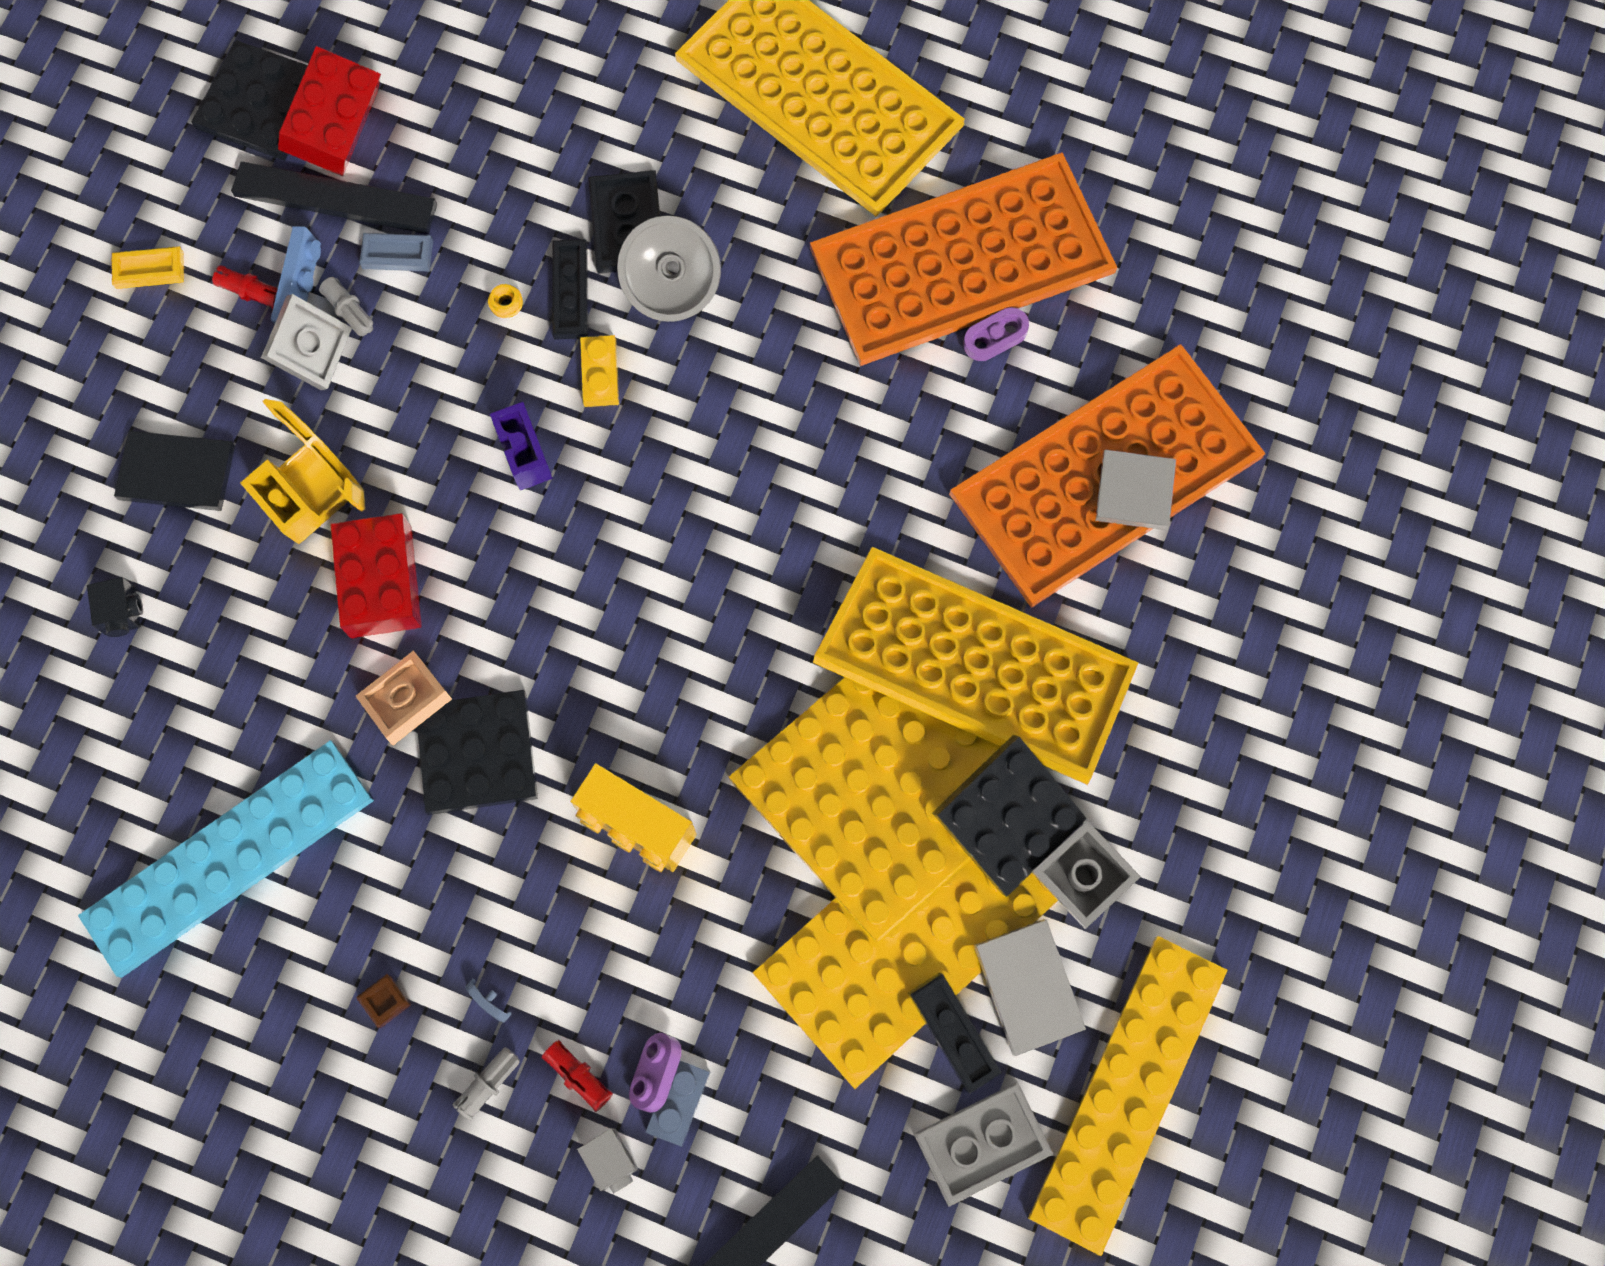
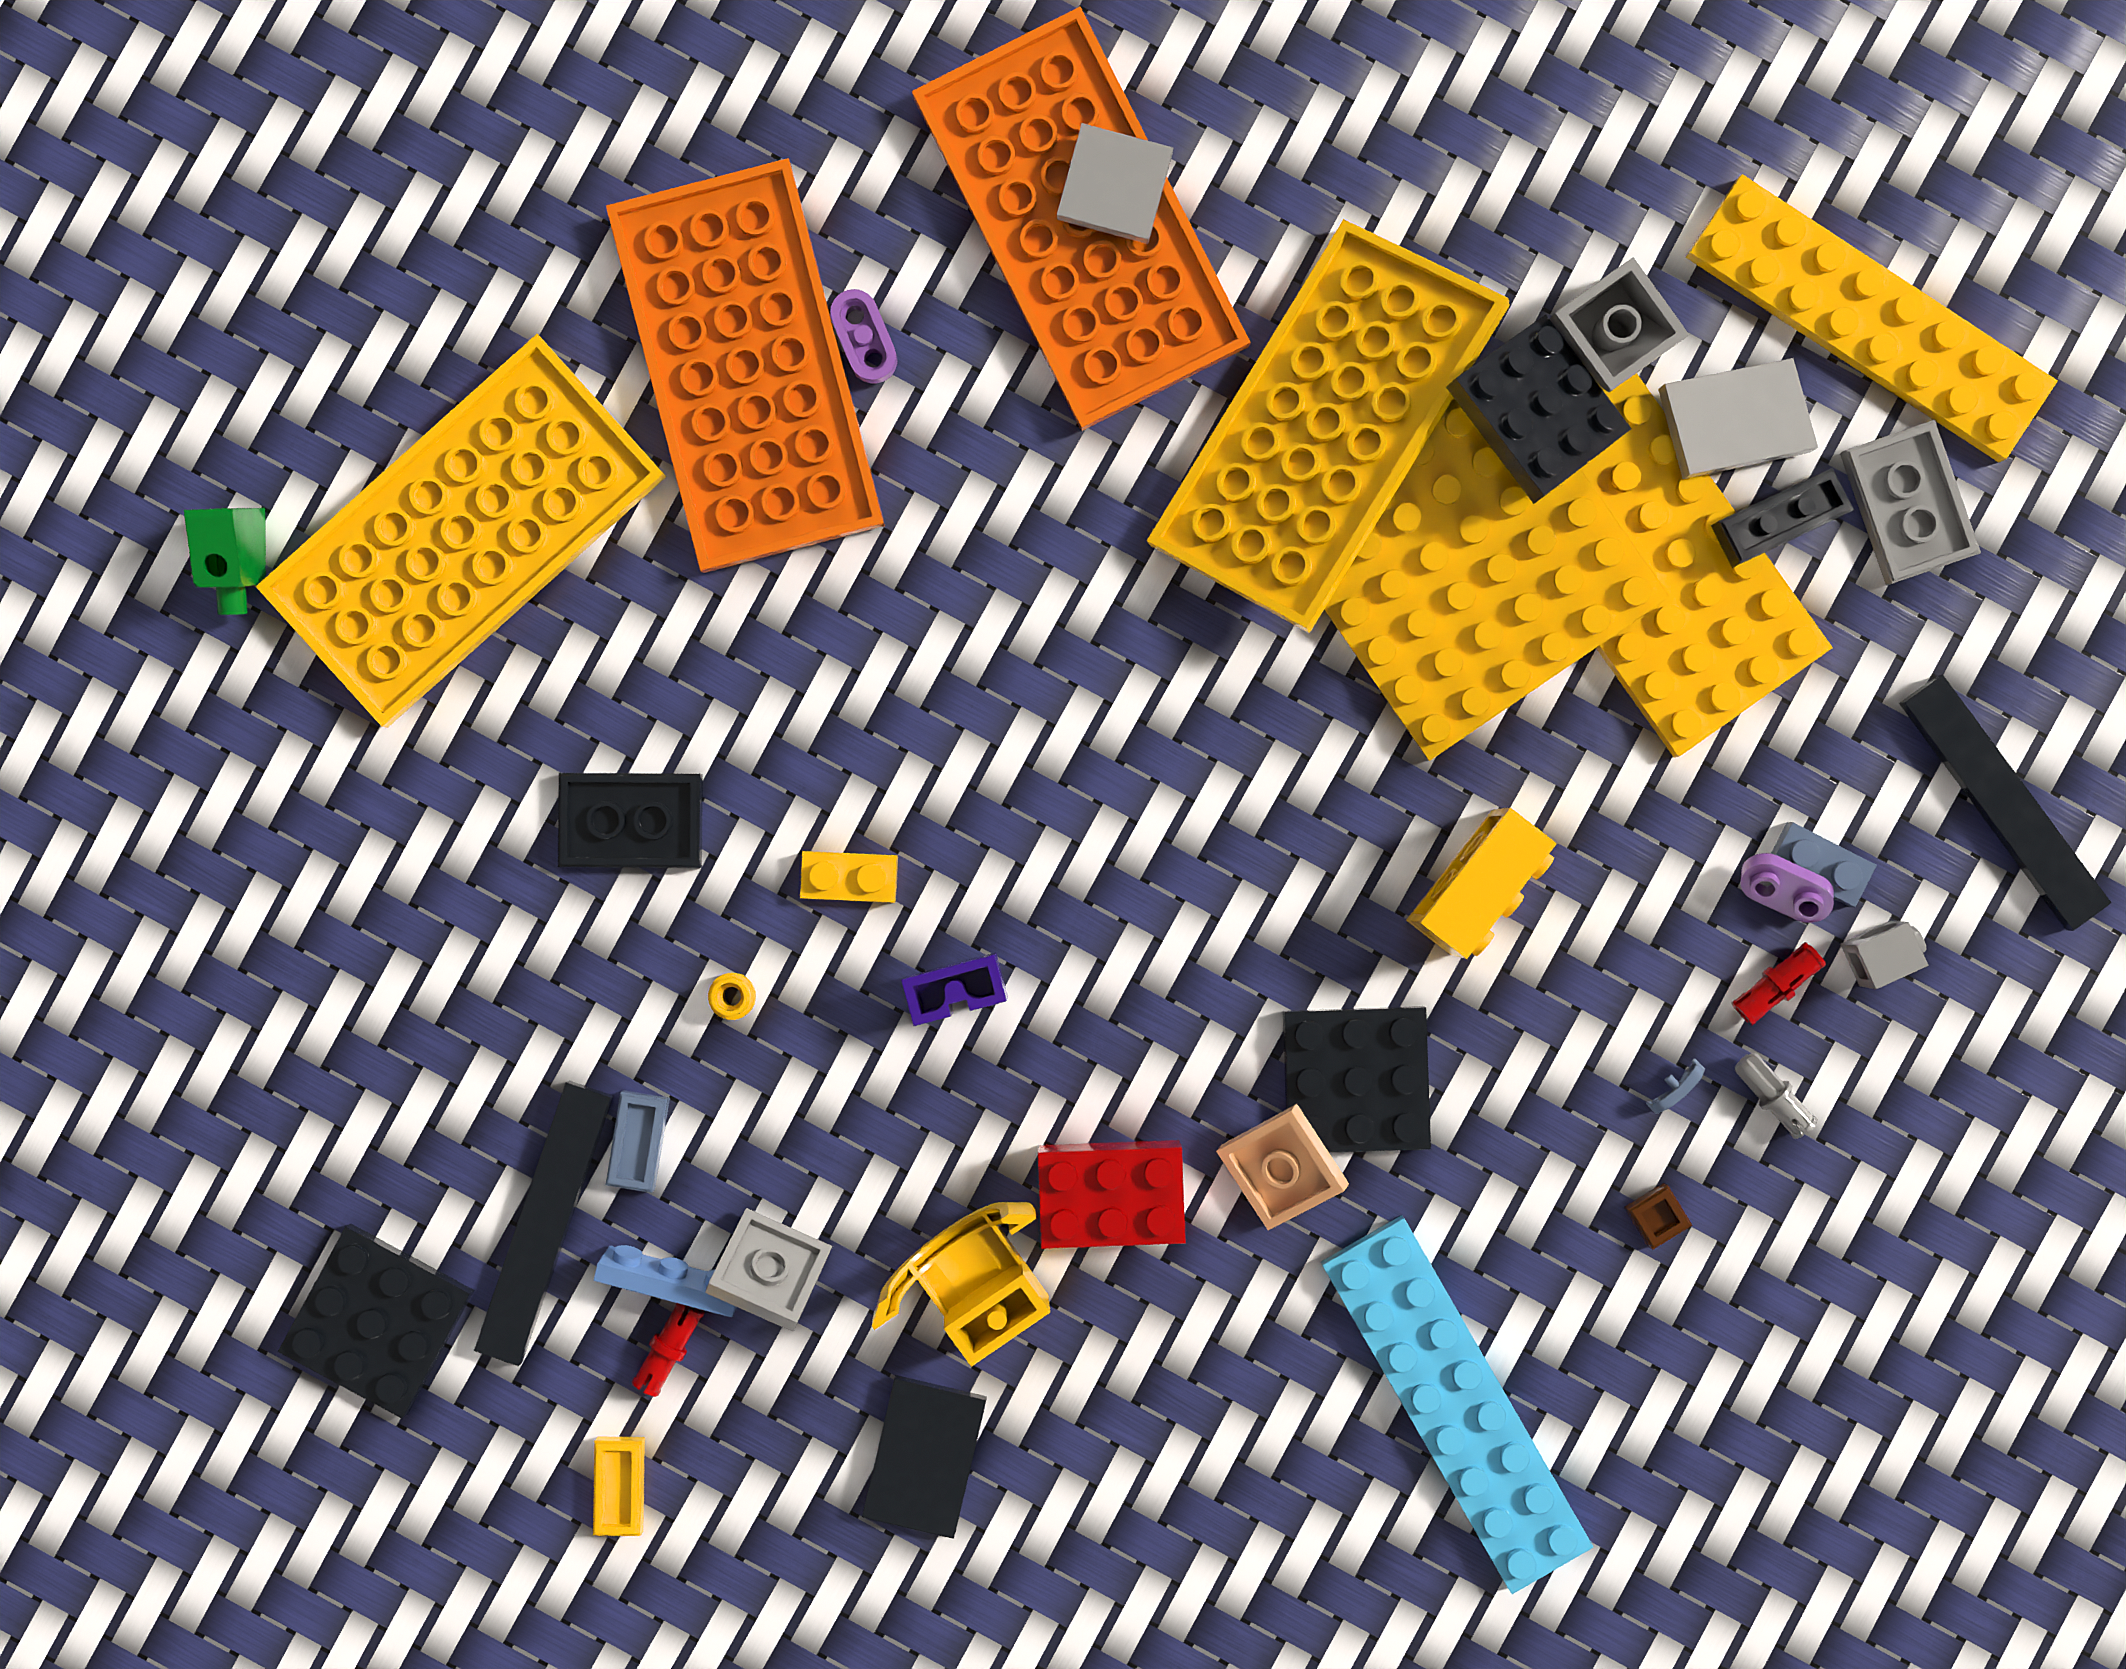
camera: 90 degrees left, 15 degrees up
(114, 607) = (1112, 1539): black brick -> none
(329, 111) = (417, 1220): red brick -> none
(346, 306) = (715, 1213): light grey axle -> none
(570, 289) = (722, 906): black tile -> none
(645, 270) = (748, 770): light grey dish -> none

